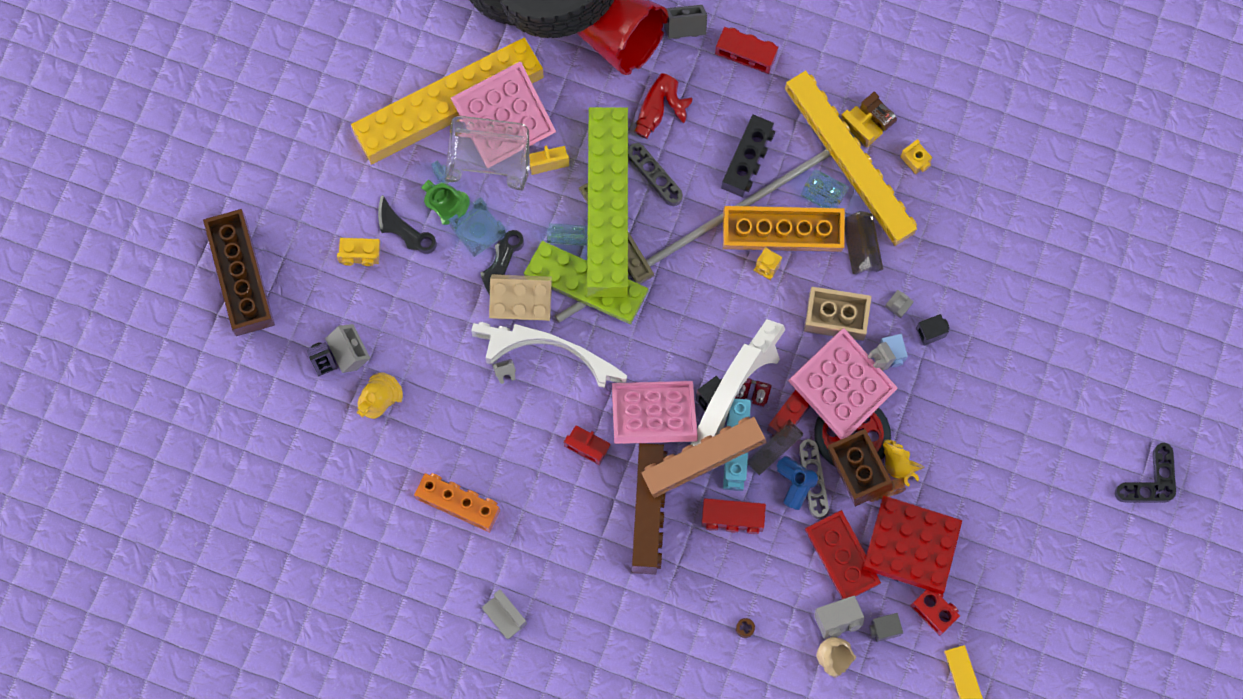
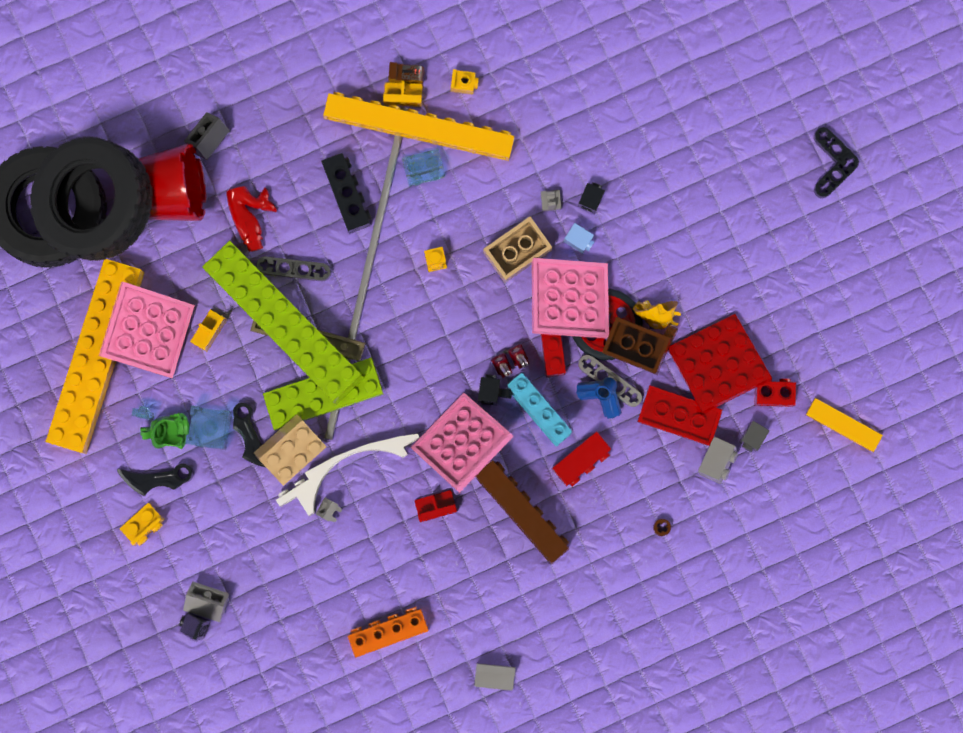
camera: 45 degrees left, 10 degrees up
(238, 272) = (74, 623): reddish brown brick -> none
(378, 395) = (259, 612): yellow helmet -> none
(488, 148) = (162, 363): clear windscreen -> none
(567, 234) = (276, 371): clear light blue bracket -> none
(703, 457) = (530, 444): nougat brick -> none
(746, 49) = (269, 114): red brick -> none
(750, 358) = (492, 345): white slope -> none
(775, 447) = (565, 386): clear smoke panel -> none
(783, 228) = (423, 224): light orange brick -> none
(835, 656) = (739, 489): tan hair -> none
(862, 243) = (485, 180): clear smoke panel -> none
(883, 356) = (577, 251): light grey tile -> none

